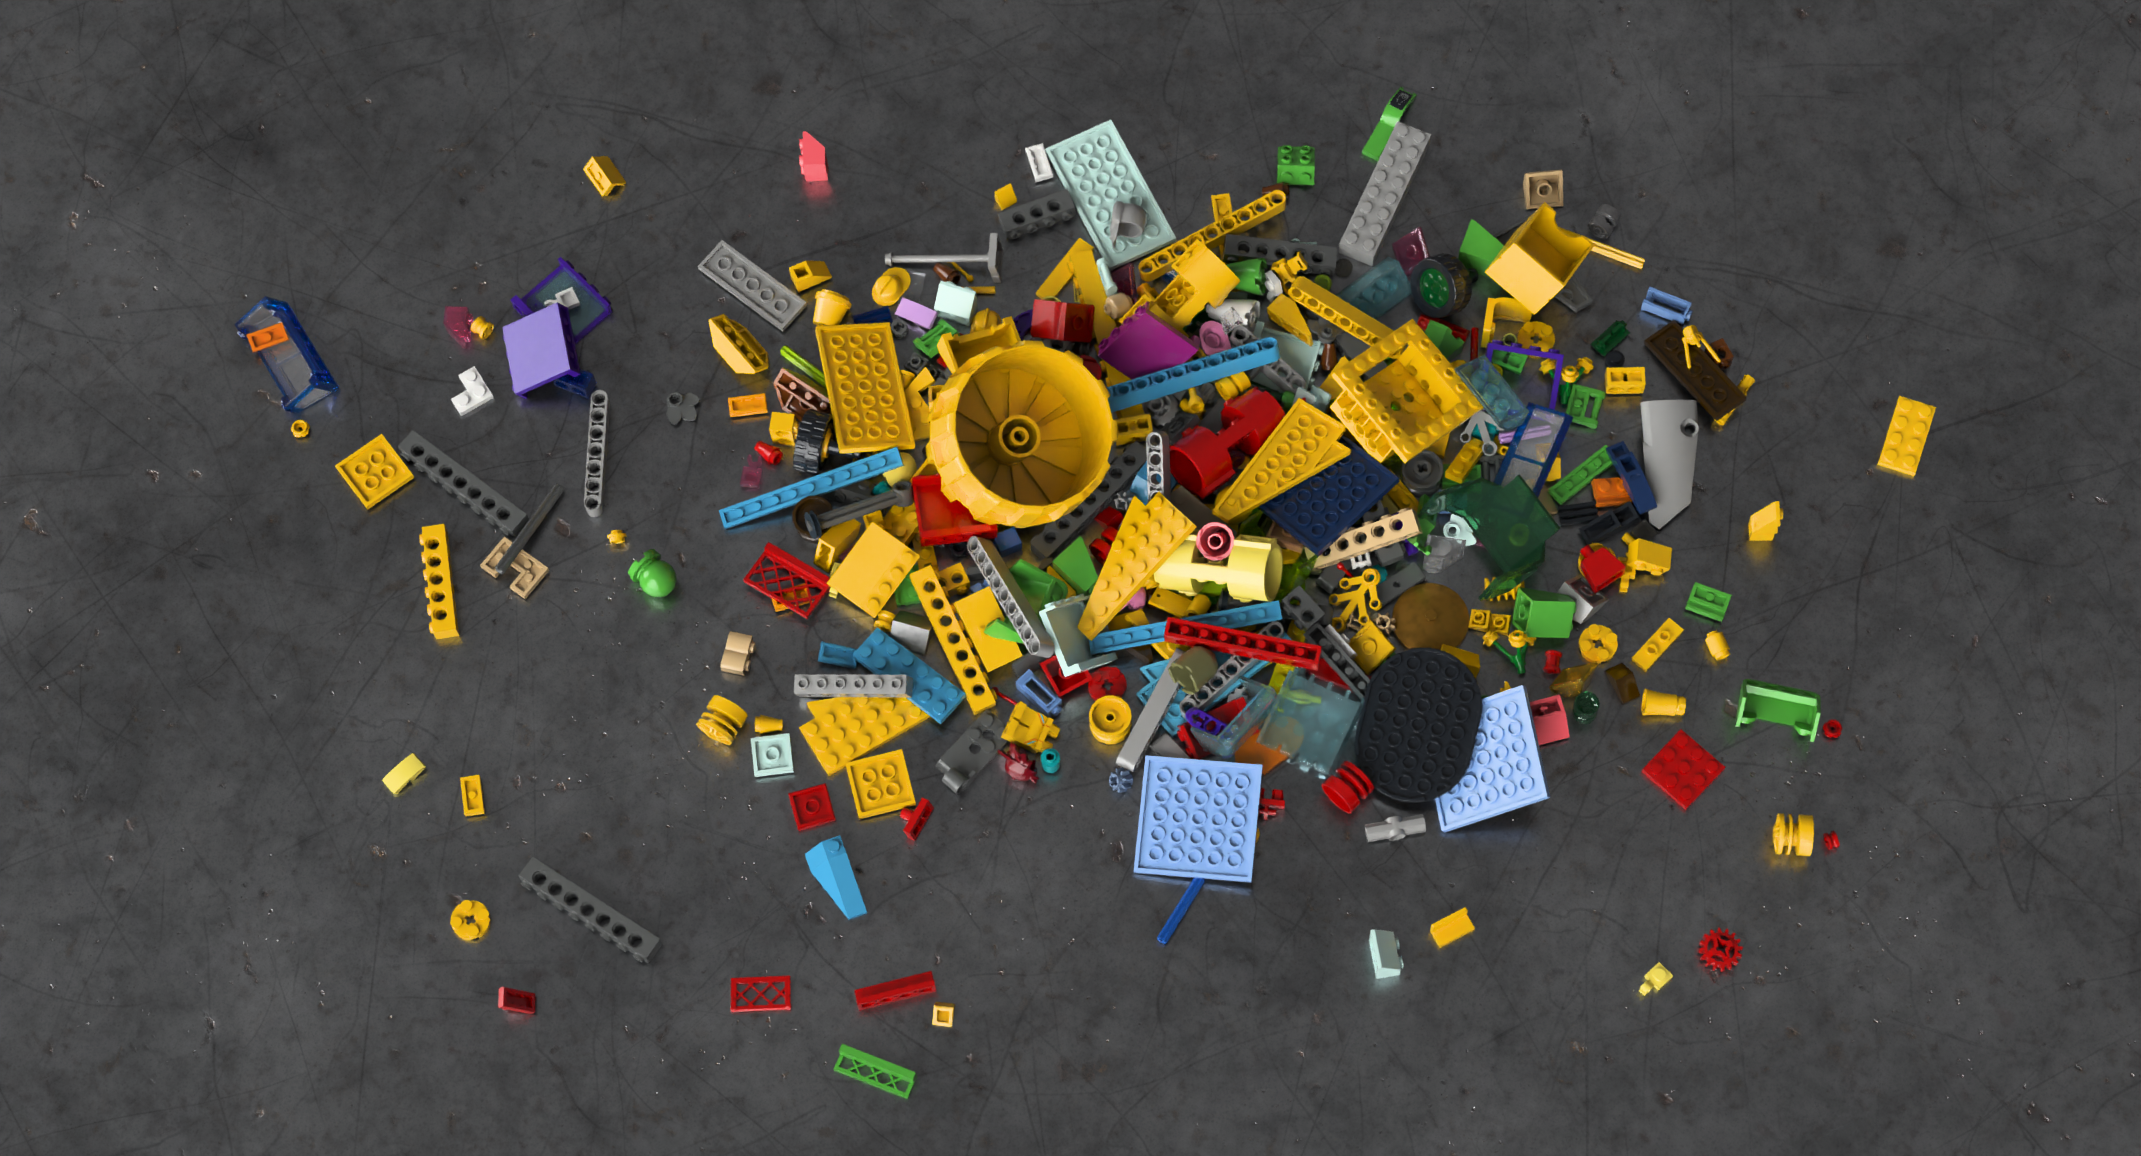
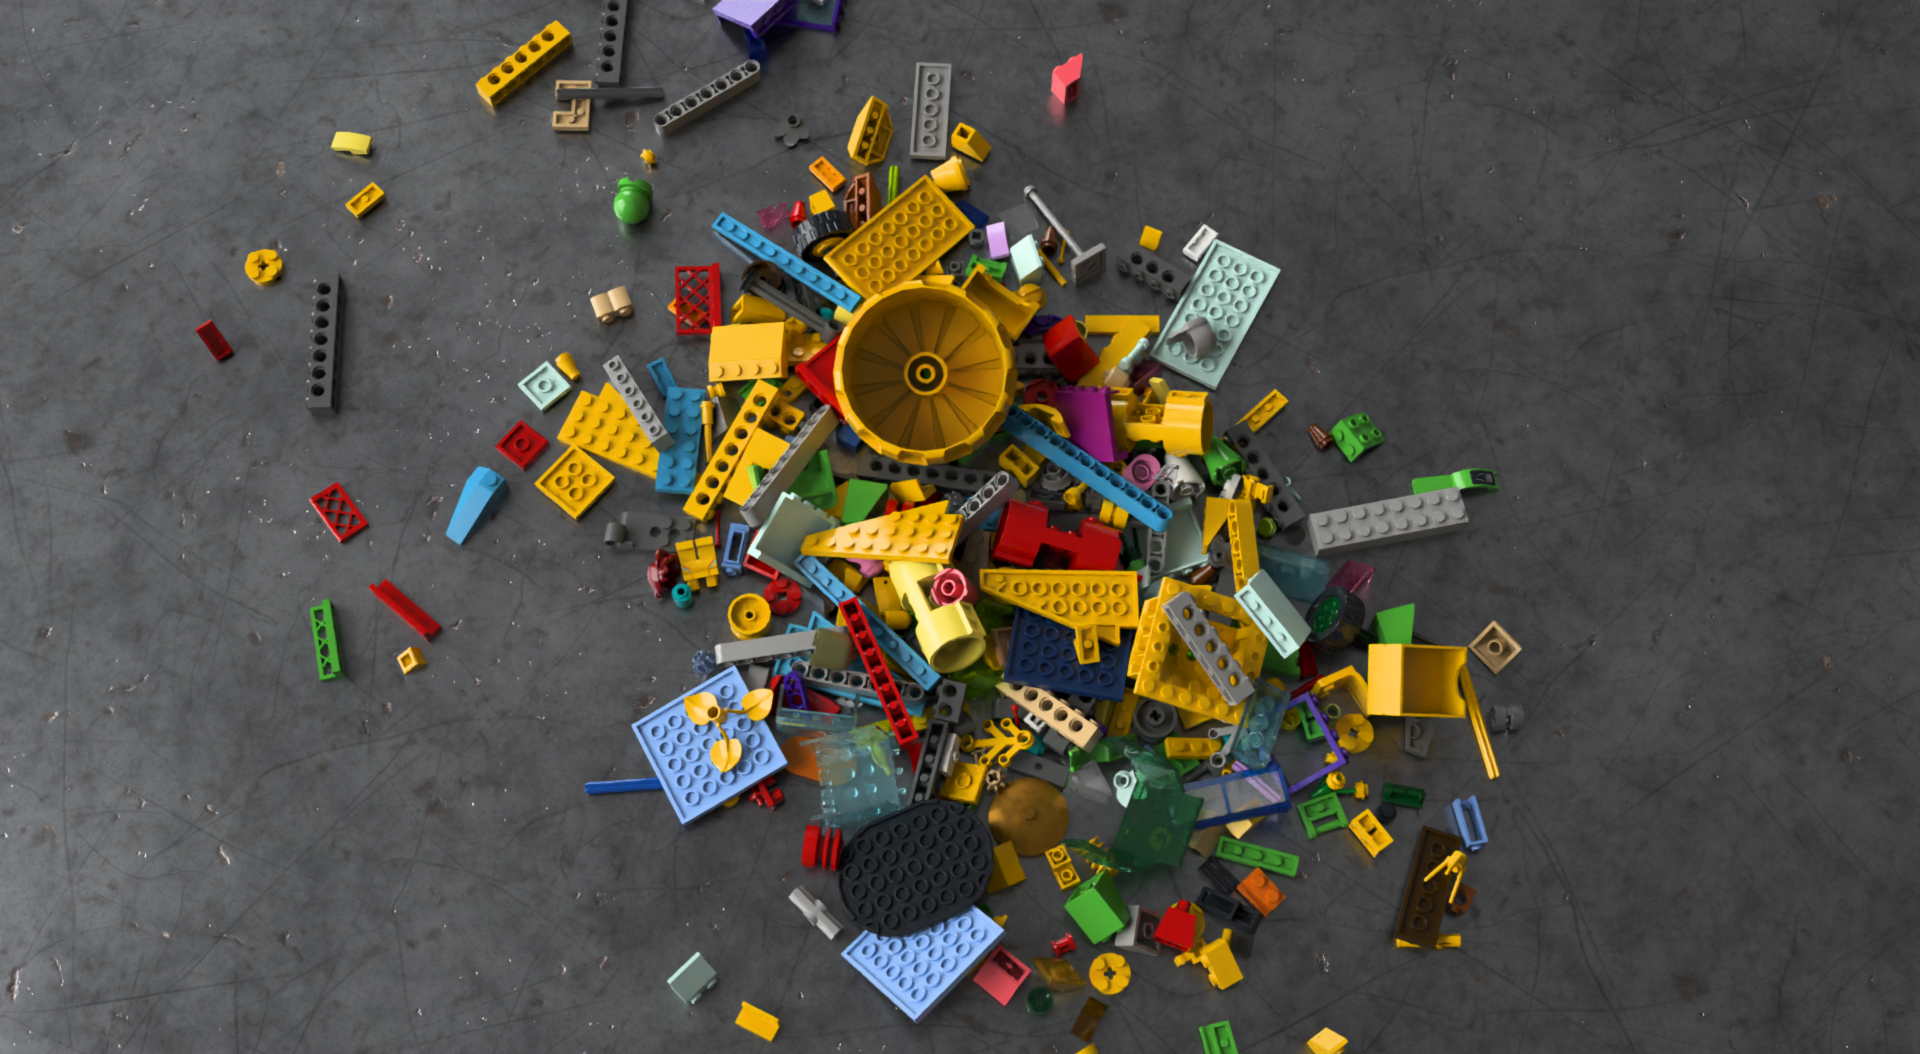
camera: 50 degrees right, 0 degrees up
(722, 720) = (544, 329): yellow wheel -> none
(891, 286) = (1008, 208): yellow piece -> none
(902, 638) = (707, 421): none -> yellow pin
(917, 818) = (563, 528): red tile -> none
(1096, 523) = (911, 490): none -> yellow panel
(1120, 371) = (1047, 415): none -> yellow slope
(1154, 279) = (1160, 389): none -> light yellow tile
(1165, 803) = (704, 707): none -> yellow plant
(1218, 228) = (1248, 412): yellow beam -> none
(1334, 472) = (1086, 643): none -> yellow slope
(1411, 321) = (1273, 613): none -> light aqua panel
(1443, 385) = (1174, 610): none -> light grey brick
(1516, 639) = (1053, 900): plant -> none
(1632, 476) = (1282, 898): dark blue slope -> none
(1657, 644) = (1147, 1026): yellow plate -> none
(1669, 455) = (1328, 918): light grey panel -> none

